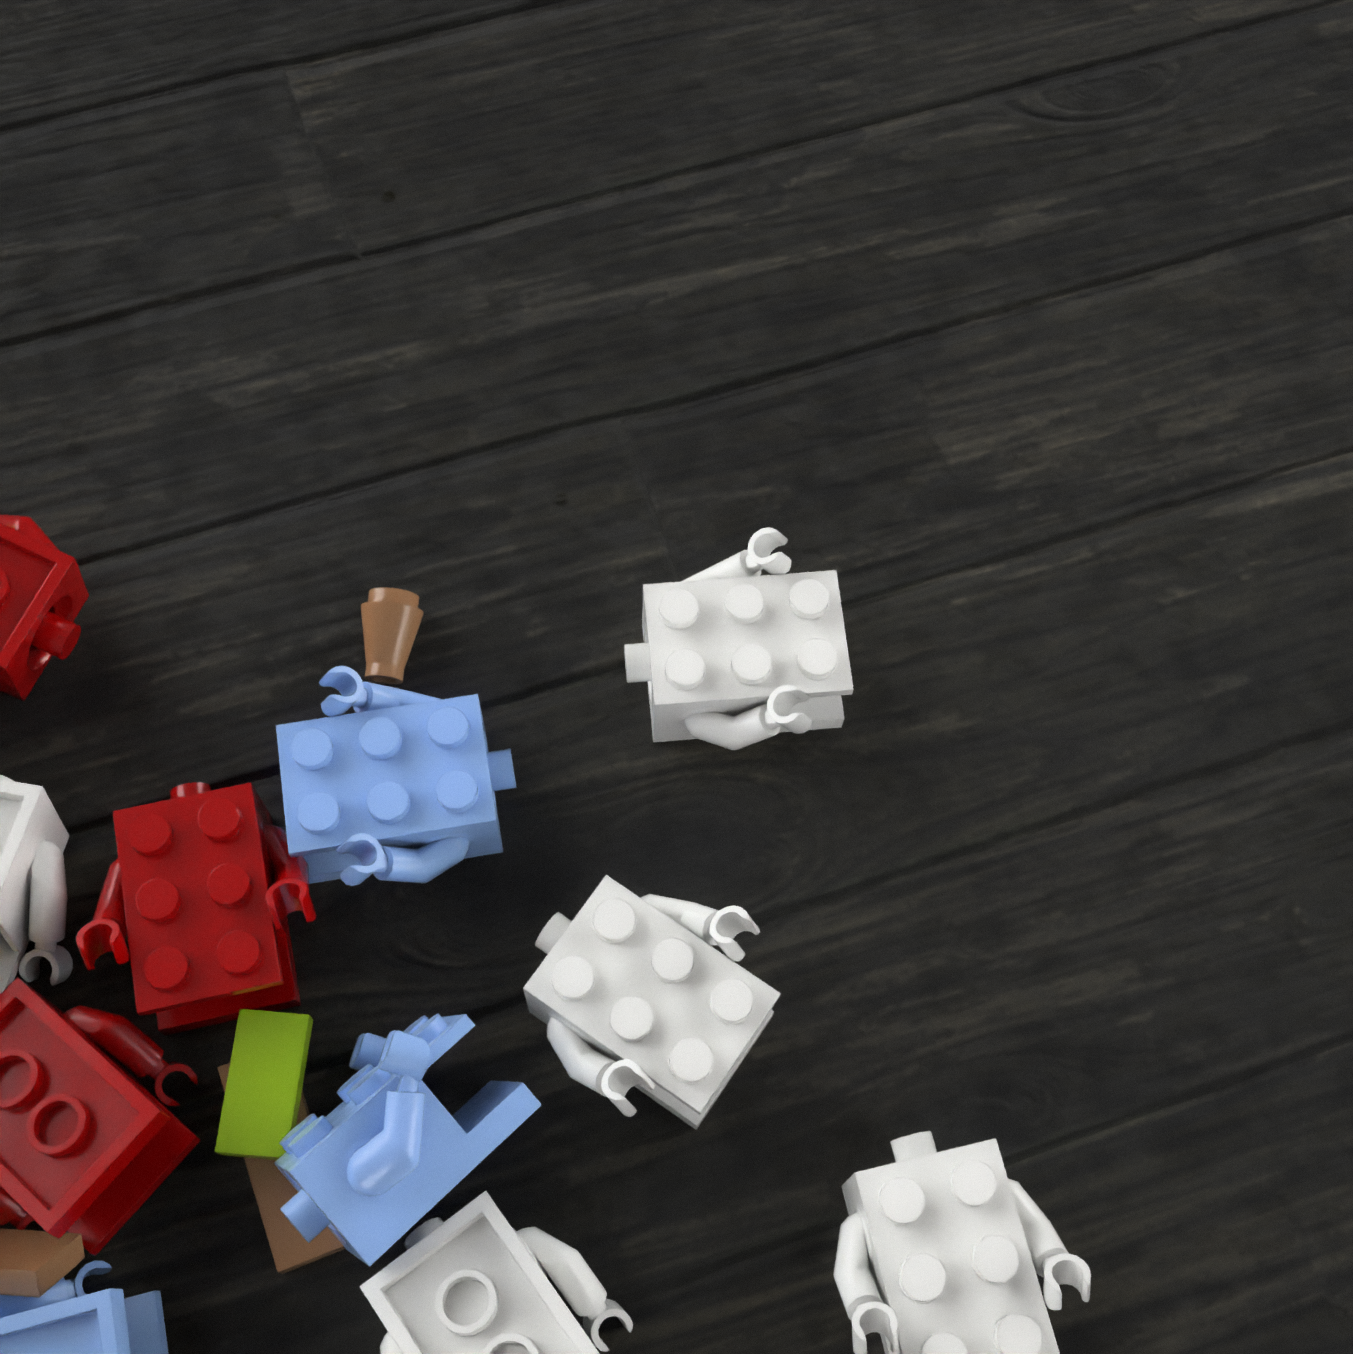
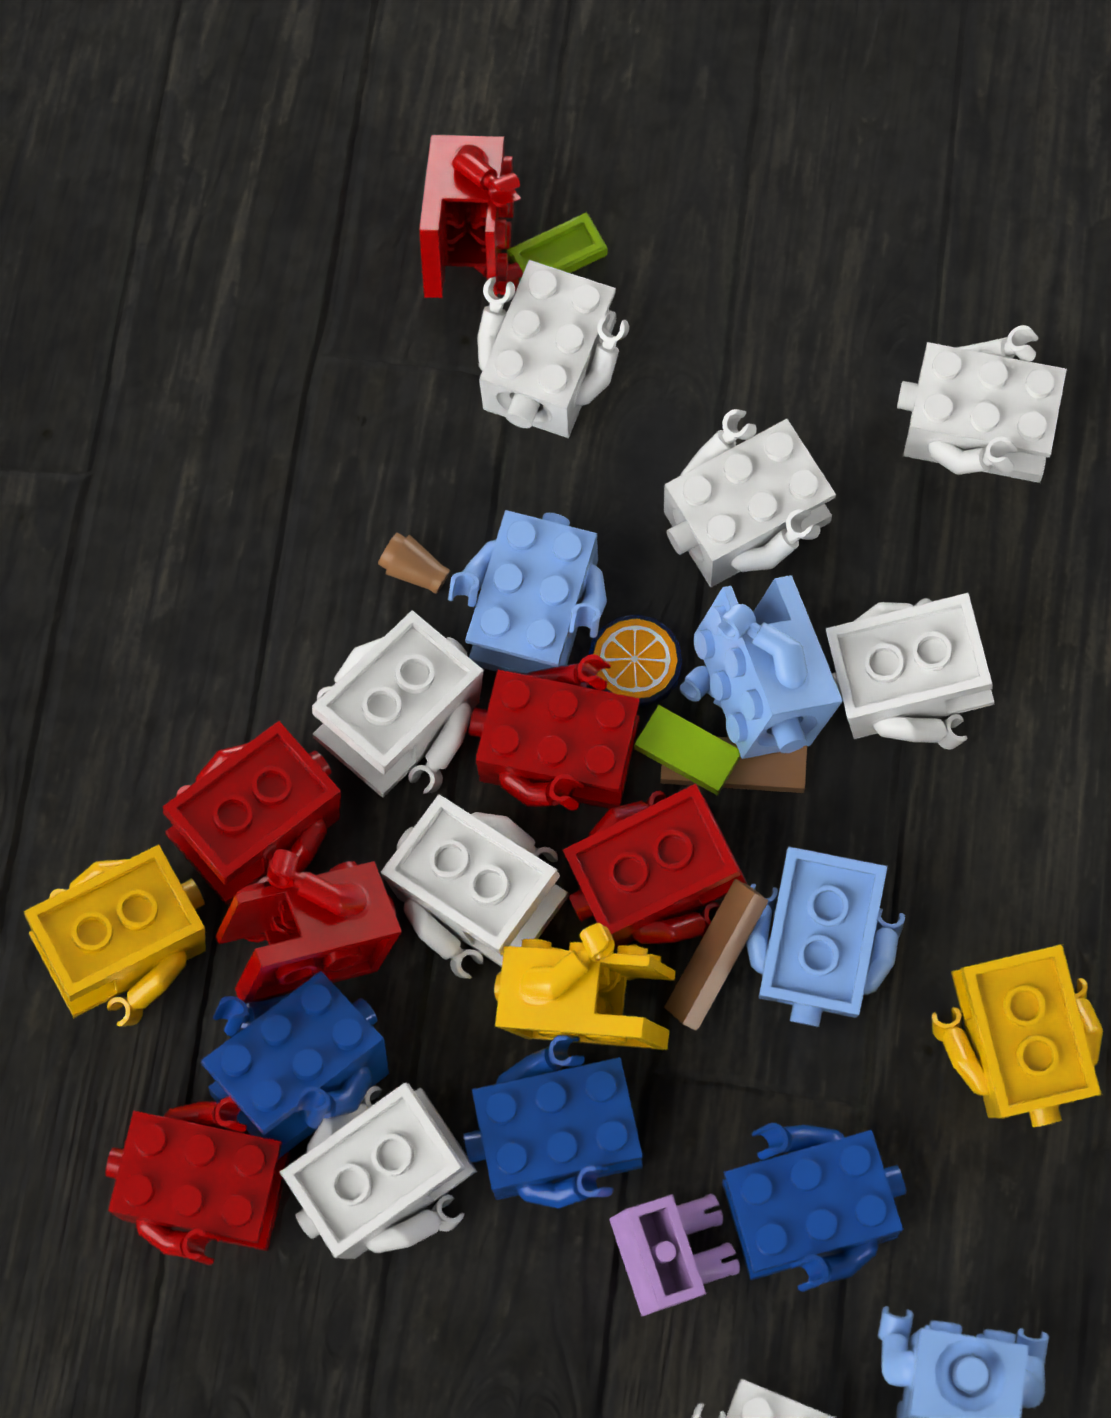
camera: 55 degrees left, 5 degrees up
(167, 689) = (399, 704): none -> white torso
(375, 960) = (641, 656): none -> light orange tile
(861, 471) = (465, 211): none -> red torso
(895, 617) = (562, 247): none -> lime tile

